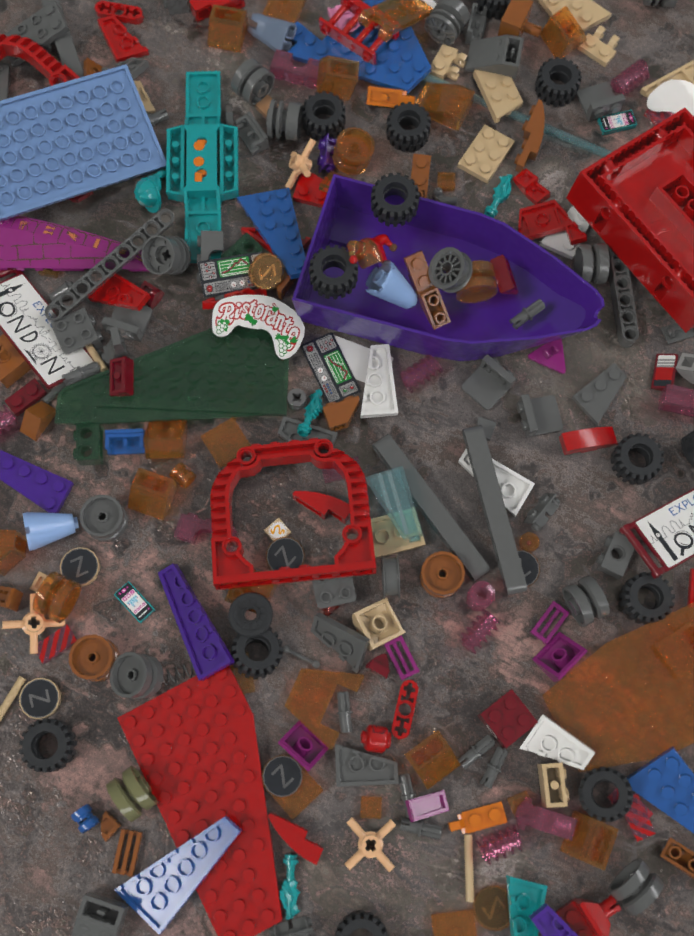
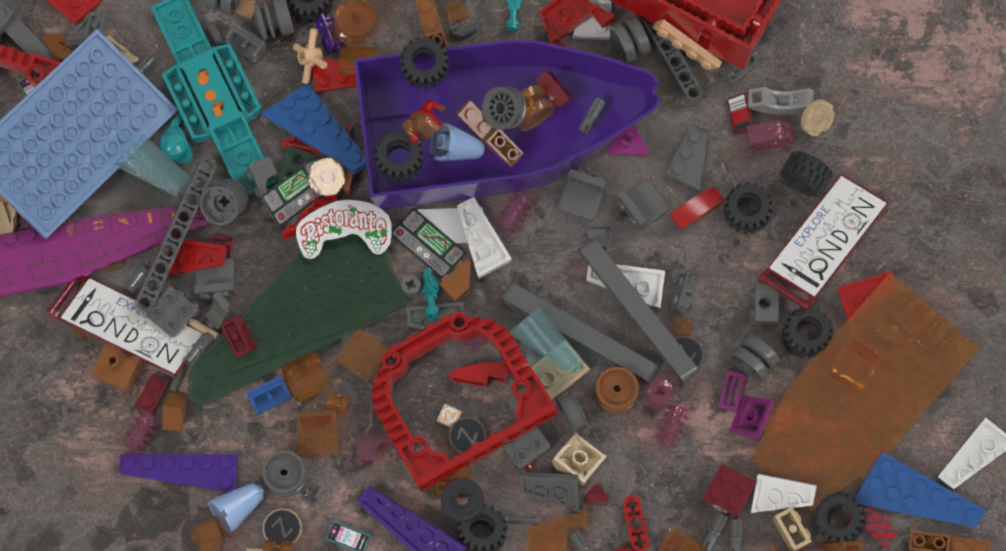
camera: 20 degrees left, 0 degrees up
(93, 443) = (239, 410): clear green brick -> none
(120, 199) = (153, 166): none -> clear light blue slope
(408, 654) = (614, 482): magenta tile -> none
(642, 288) = (683, 42): none -> light nougat plate

